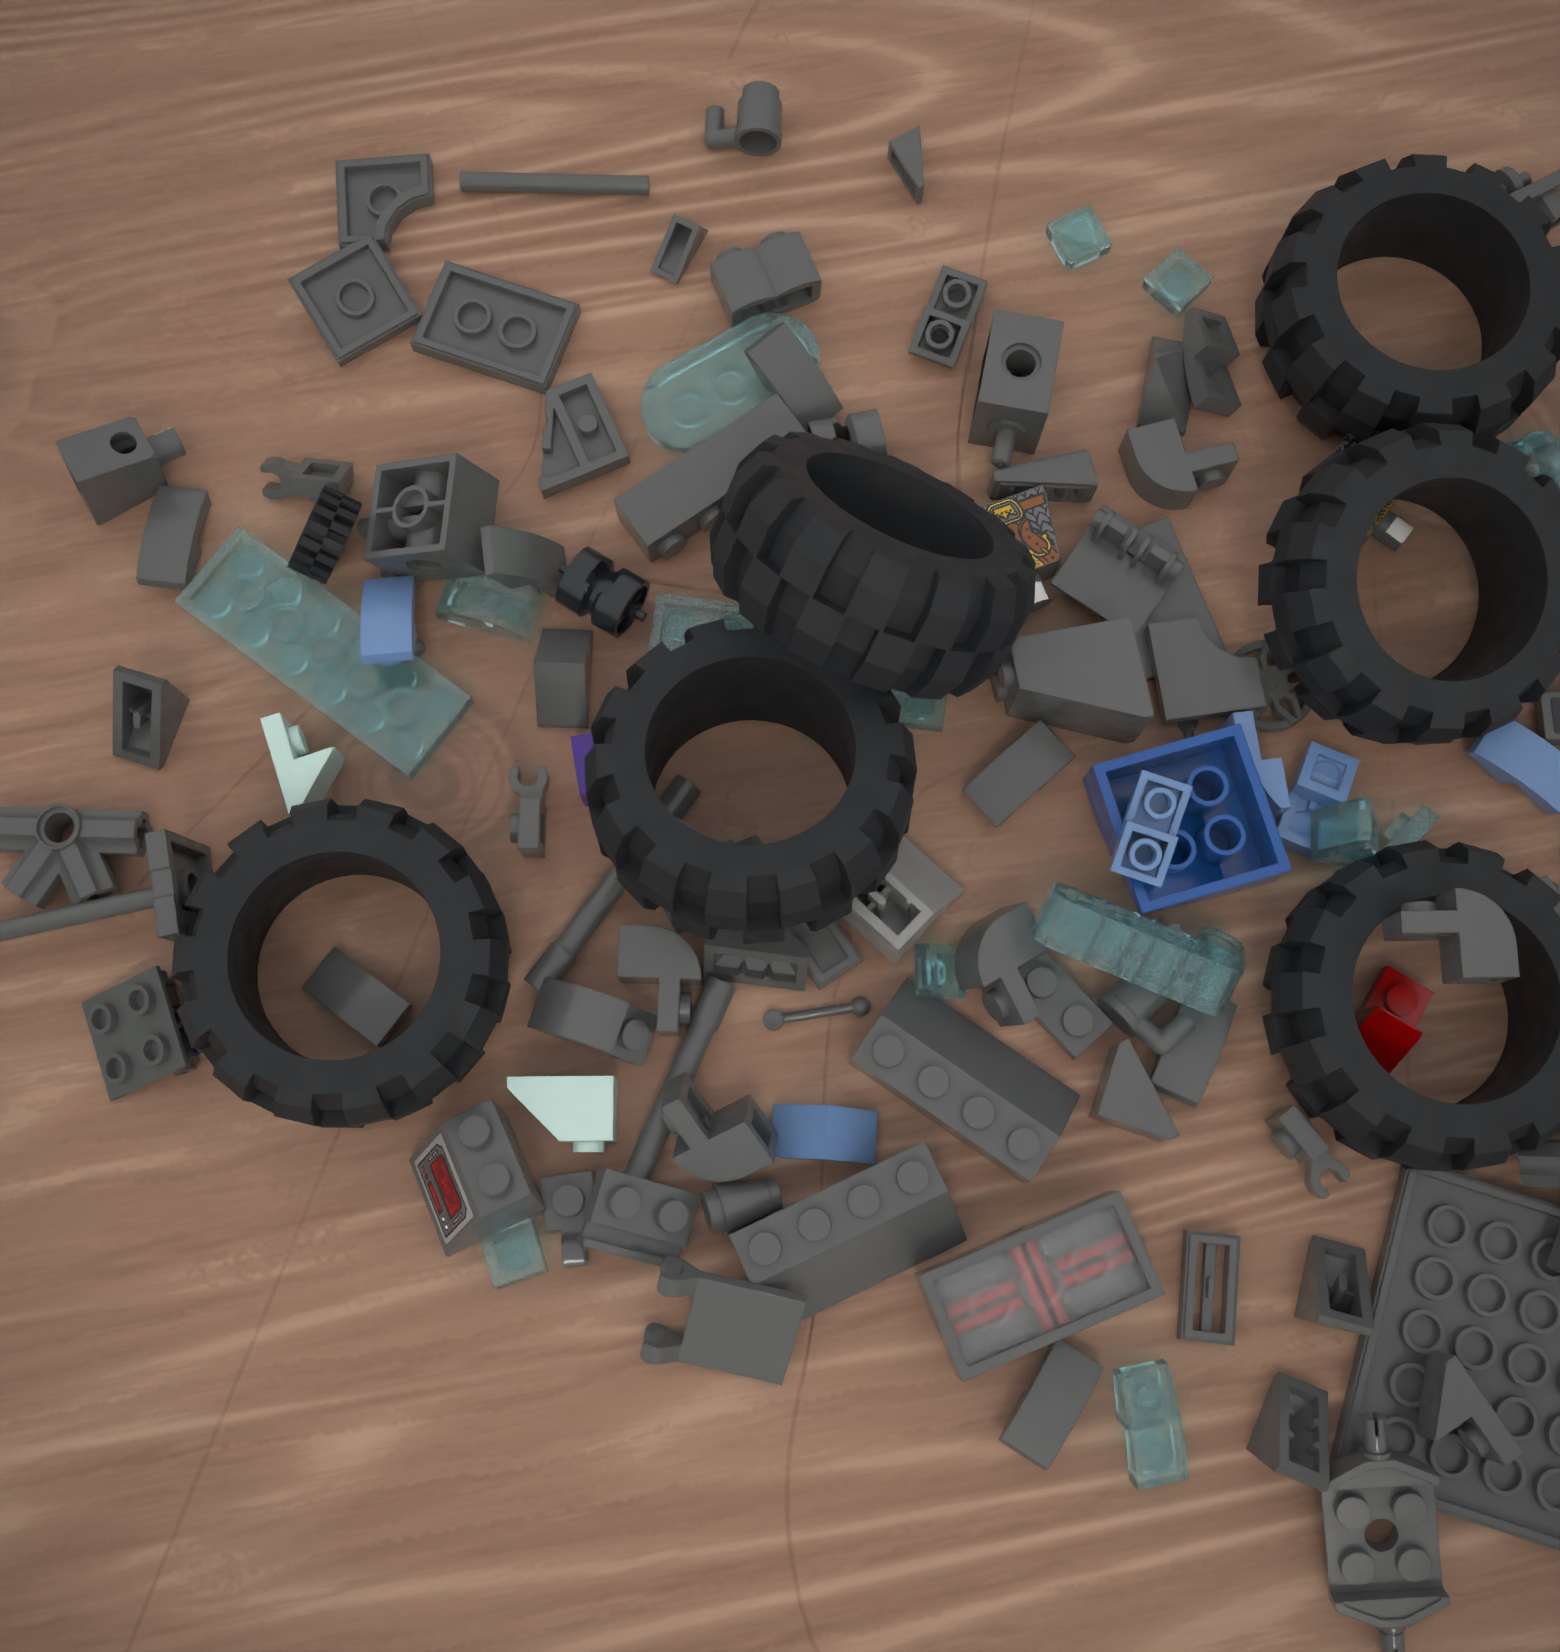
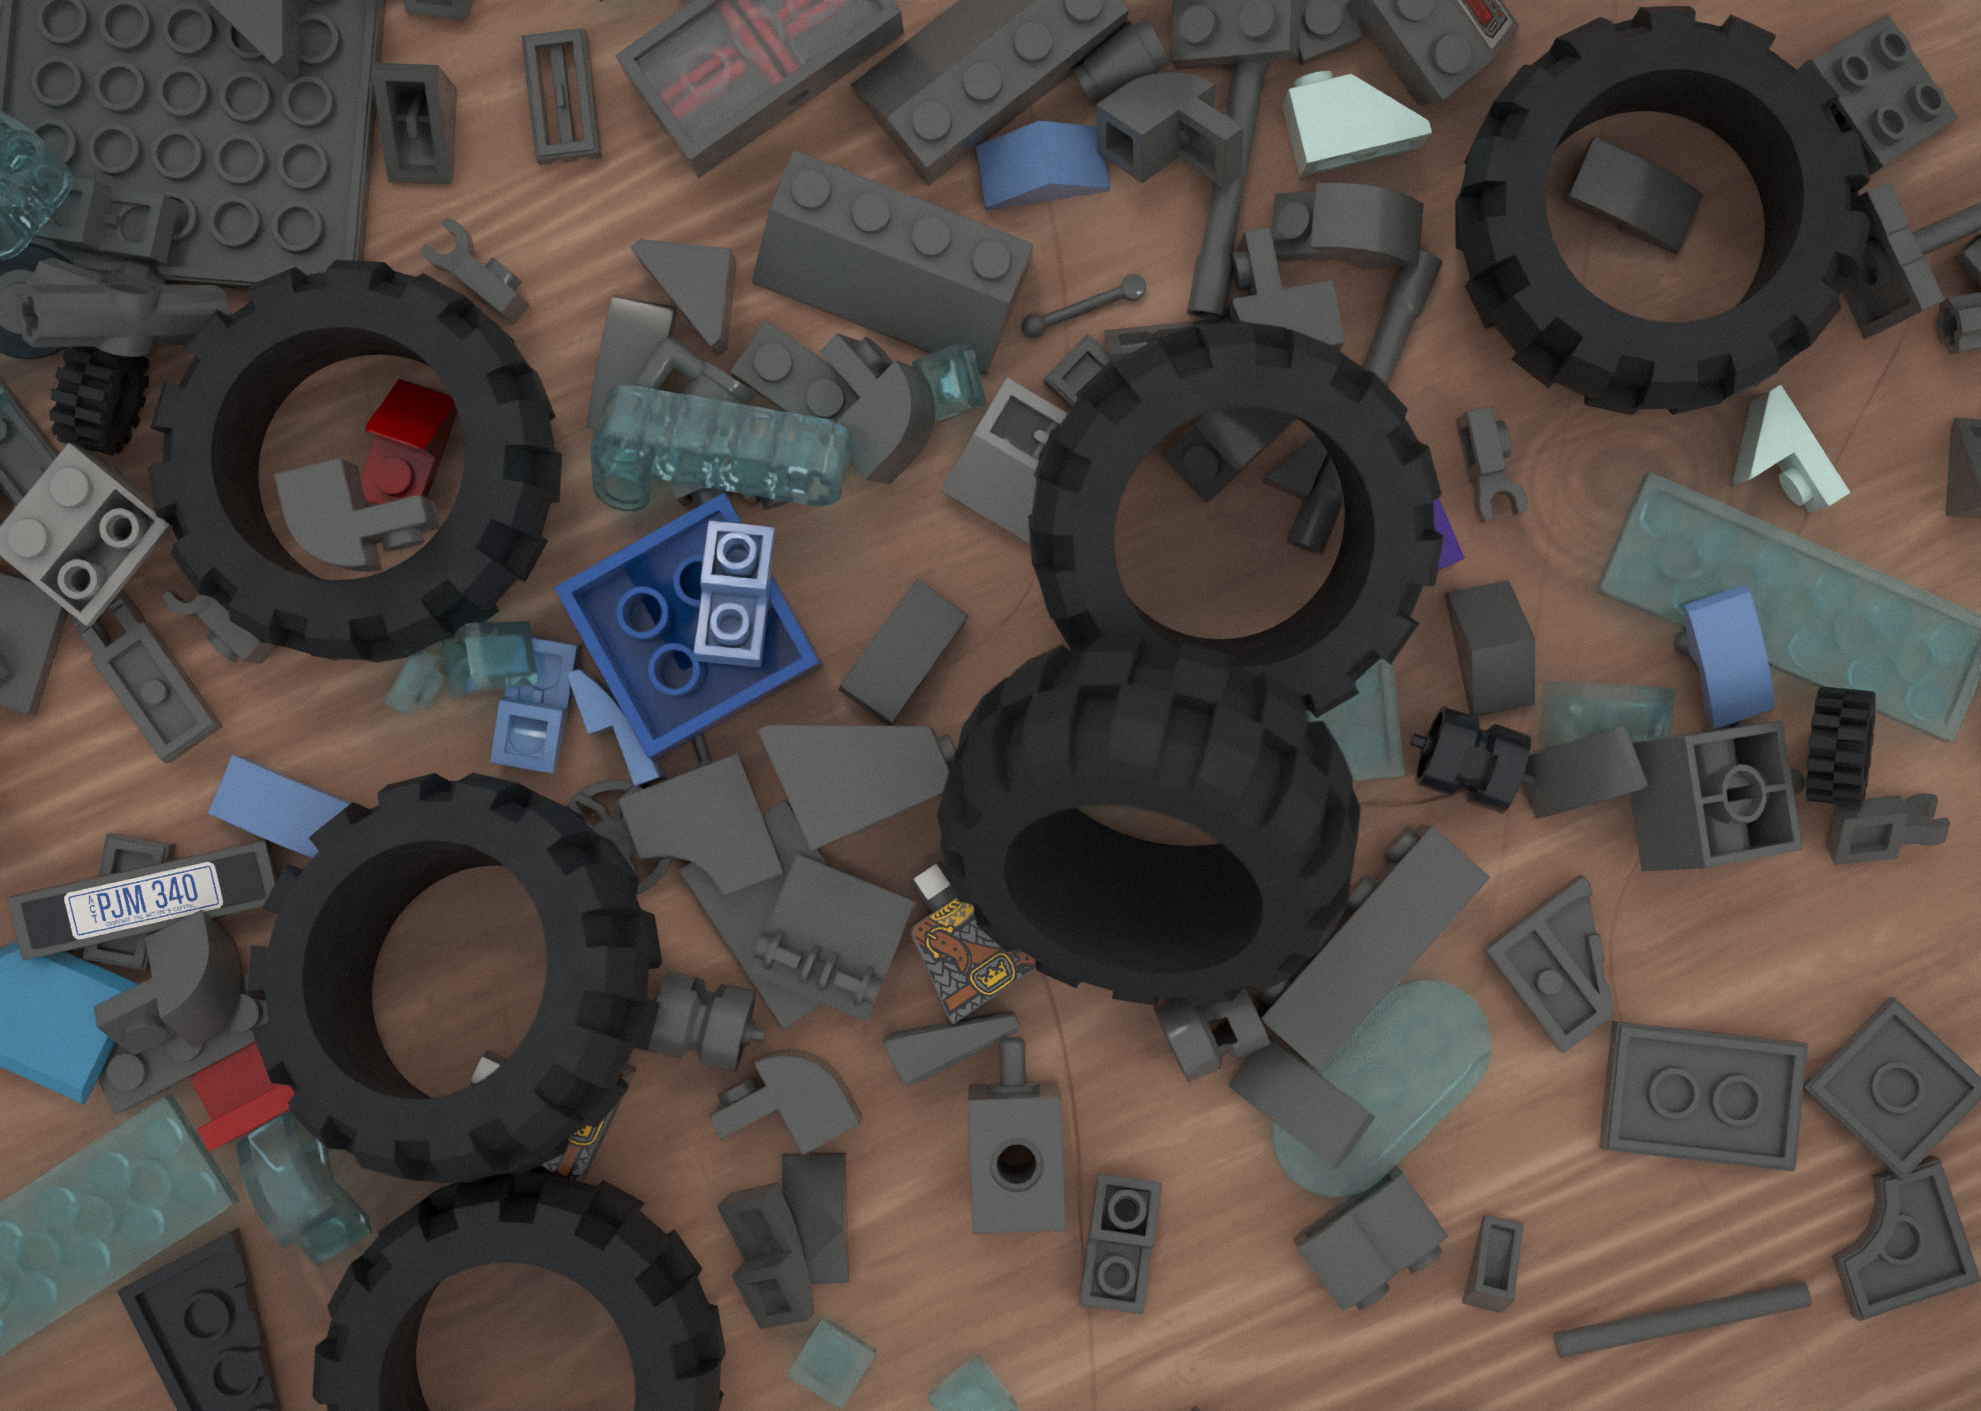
camera: 170 degrees right, 10 degrees up
(1229, 533) = (704, 1021): none -> dark grey wheel

